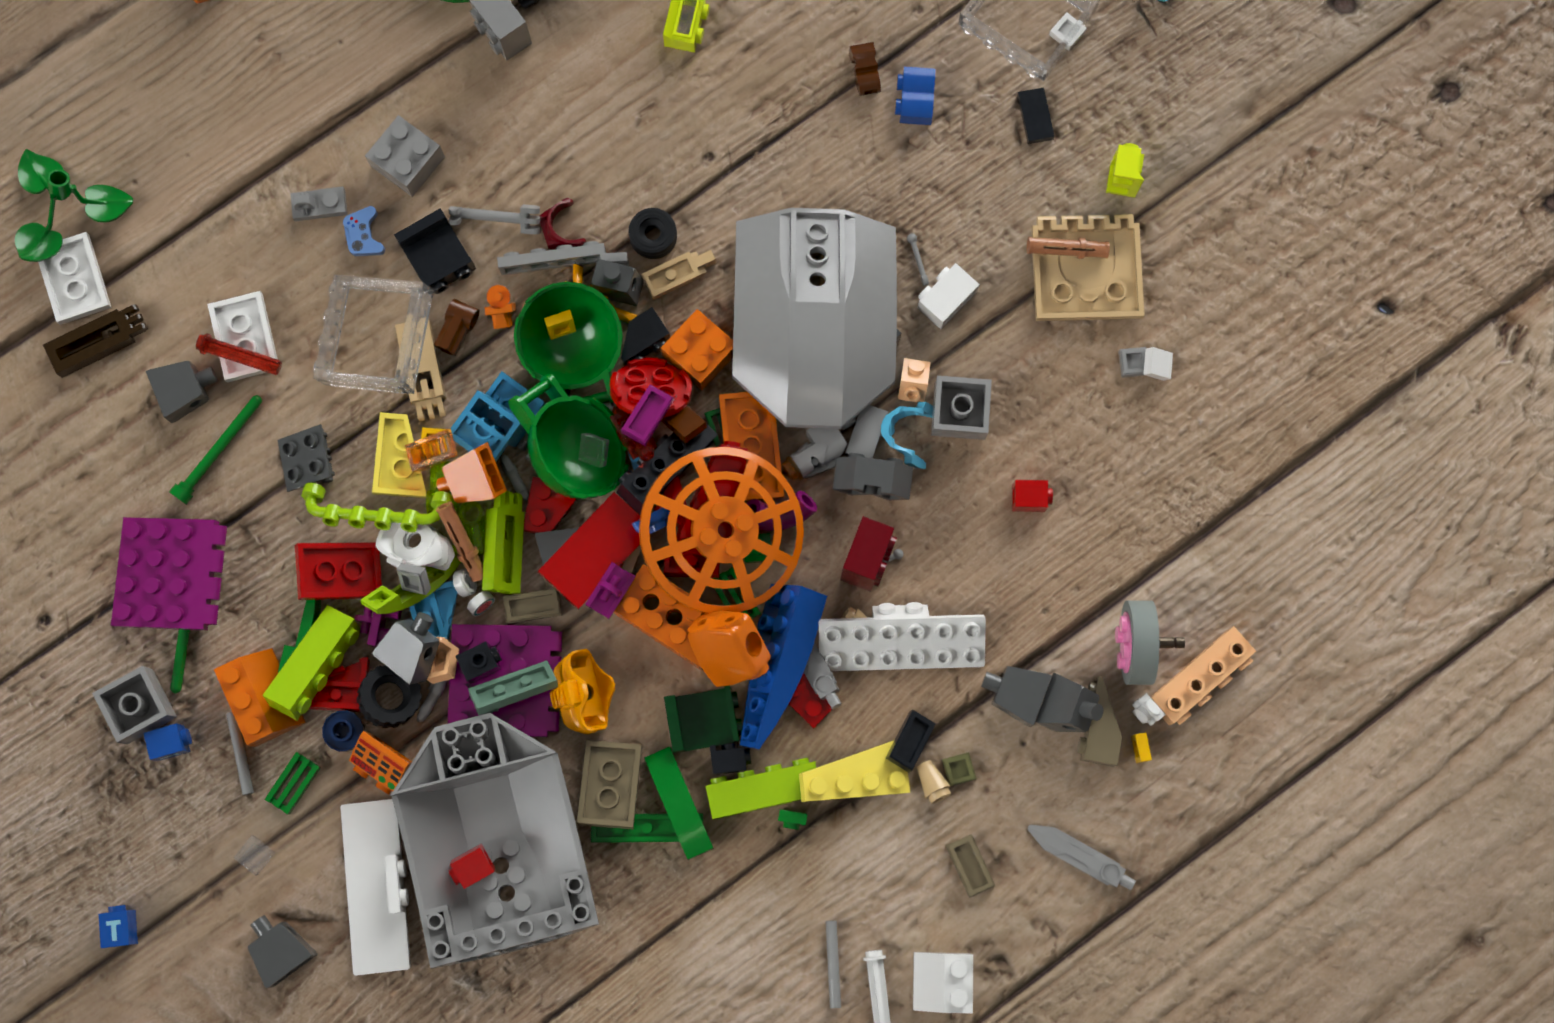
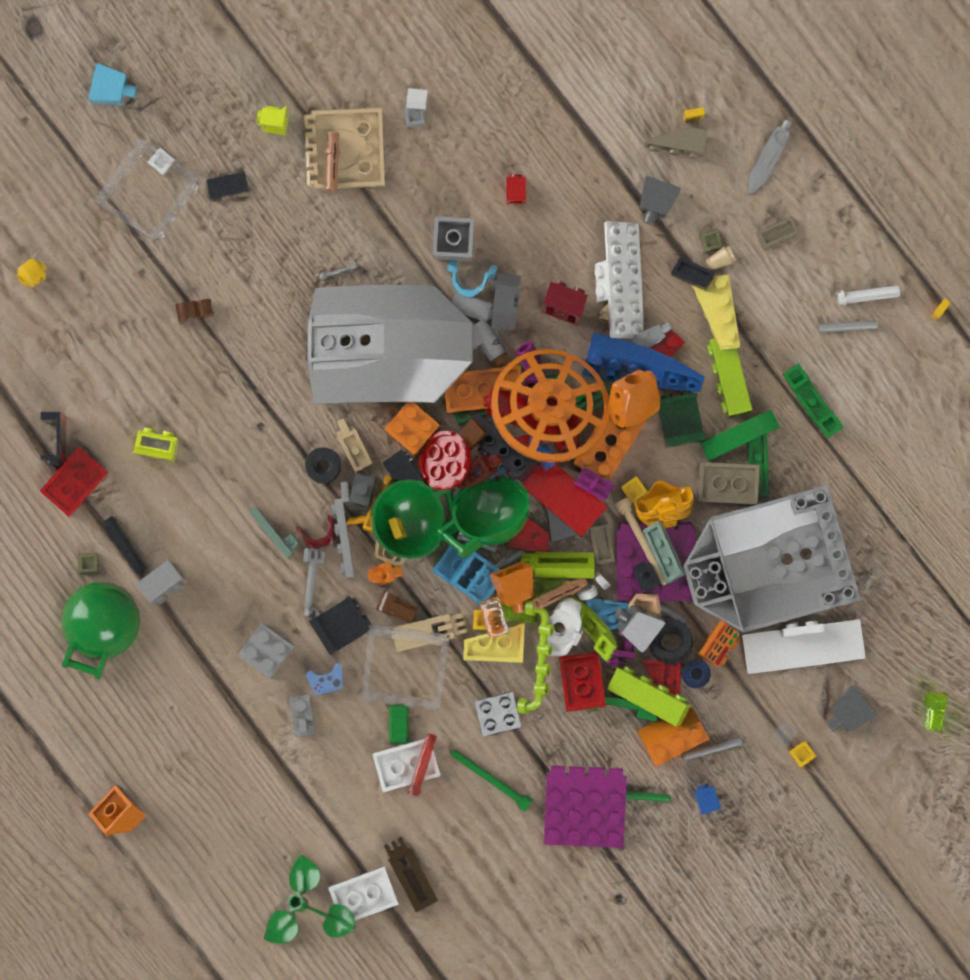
camera: 90 degrees left, 5 degrees up
(118, 927) = (837, 825): blue brick -> none
(134, 705) = (682, 823): light grey brick -> none
(180, 388) = (446, 808): dark grey torso -> none
(224, 880) = (802, 754): none -> yellow tile
(283, 778) = (747, 718): green tile -> none
(298, 329) = (398, 724): none -> green tile
(413, 578) = (589, 624): light grey tile -> none
(471, 866) = (789, 576): red brick -> none
(545, 180) = (285, 545): none -> sand green hinge
(580, 637) = (625, 508): none -> tan piece
(606, 651) = (634, 489): none -> yellow tile
(647, 415) = (470, 458): magenta tile -> none
(724, 909) = (812, 401): none -> green slope
(729, 759) = (709, 400): black brick -> none
(792, 819) = (749, 355): green plate -> none
(914, 380) = (431, 273): light nougat bracket -> none
(916, 95) = (214, 272): blue brick -> none
(943, 982) = (858, 250): white slope -> none
(947, 295) = (368, 249): white brick -> none
(1068, 706) = (667, 163): dark grey torso -> none
(1141, 642) = (623, 112): light grey wheel -> none
(1147, 710) = (668, 109): white piece -> none
(1202, 675) = (642, 71): light nougat brick -> none

